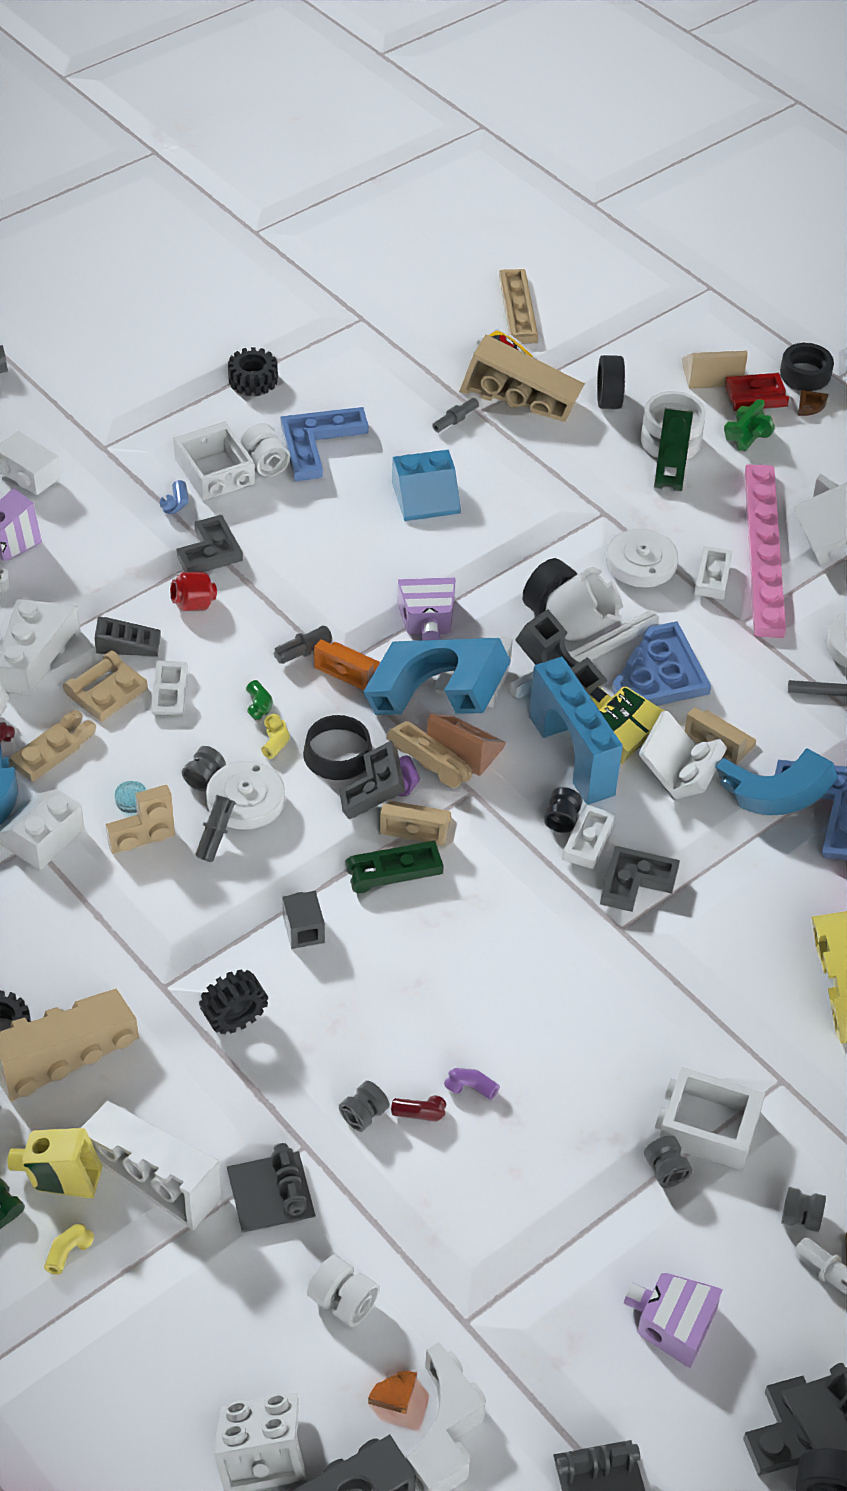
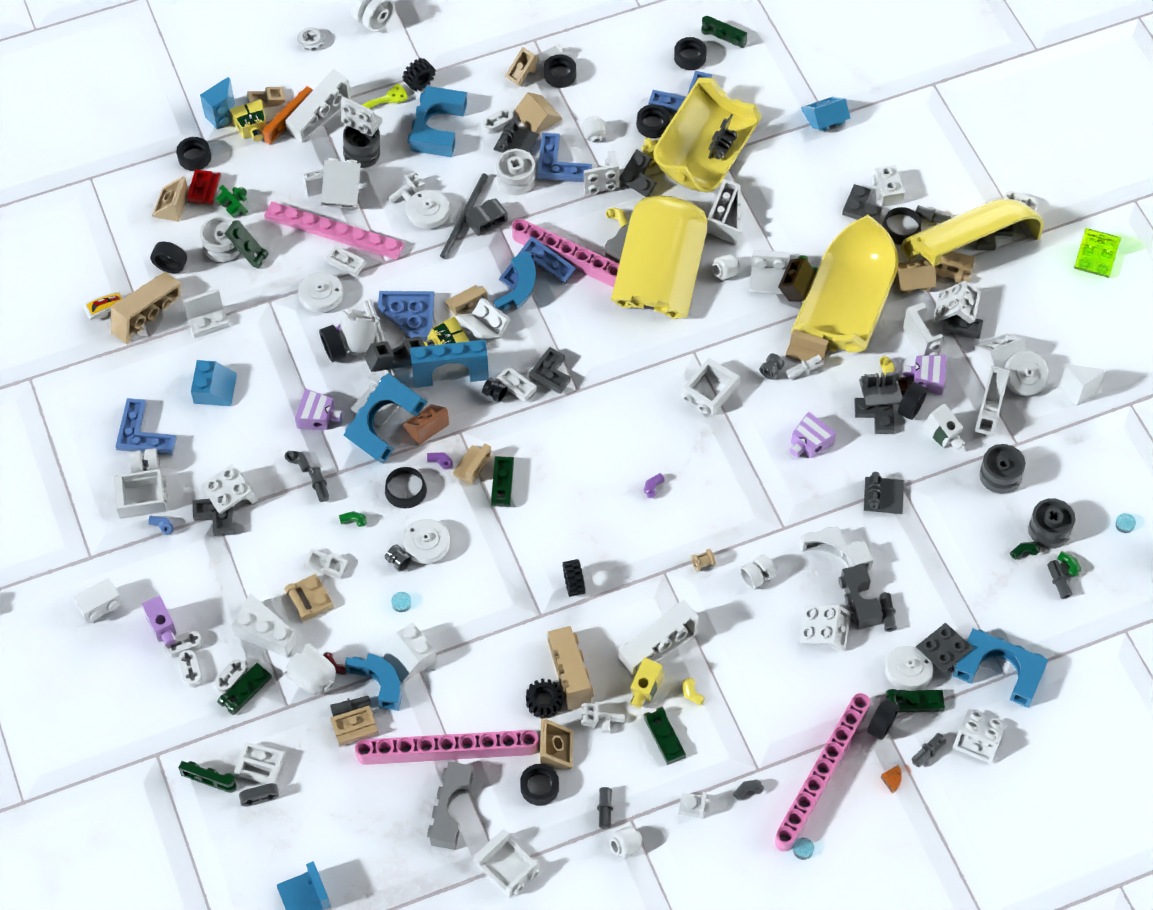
camera: 70 degrees left, 10 degrees up
(52, 746) = (347, 635): tan hinge -> none
(110, 634) = (270, 590): dark grey slope -> none
(151, 824) = (433, 592): tan plate -> none
(193, 591) = (253, 531): red head -> none
(215, 828) = (448, 560): dark grey axle -> none
(253, 382) = (58, 443): black tyre -> none
(259, 545) = (228, 489): none -> white bracket
(271, 1190) = (688, 587): dark grey hinge -> none
(278, 736) = (384, 515): light yellow arm -> none
(303, 919) = (524, 534): dark grey brick -> none
(340, 611) = (298, 458): none -> dark grey arm
(341, 1196) = (703, 560): none -> tan bush
(344, 663) = (343, 465): orange panel -> none
(364, 1106) = (654, 536): dark grey wheel -> none
(382, 782) = (448, 469): dark grey plate -> none
(394, 1392) = (812, 566): clear orange tile -> none
(428, 1110) = (663, 512): dark red arm -> none
(430, 754) = (432, 441): tan hinge -> none
(455, 415) = (152, 351): dark grey bar -> none
(518, 305) = (60, 286): tan tile -> none
(542, 447) = (205, 313): none -> white bracket
(668, 1162) = (728, 413): dark grey wheel -> none
(811, 402) = (222, 163): reddish brown tile -> none

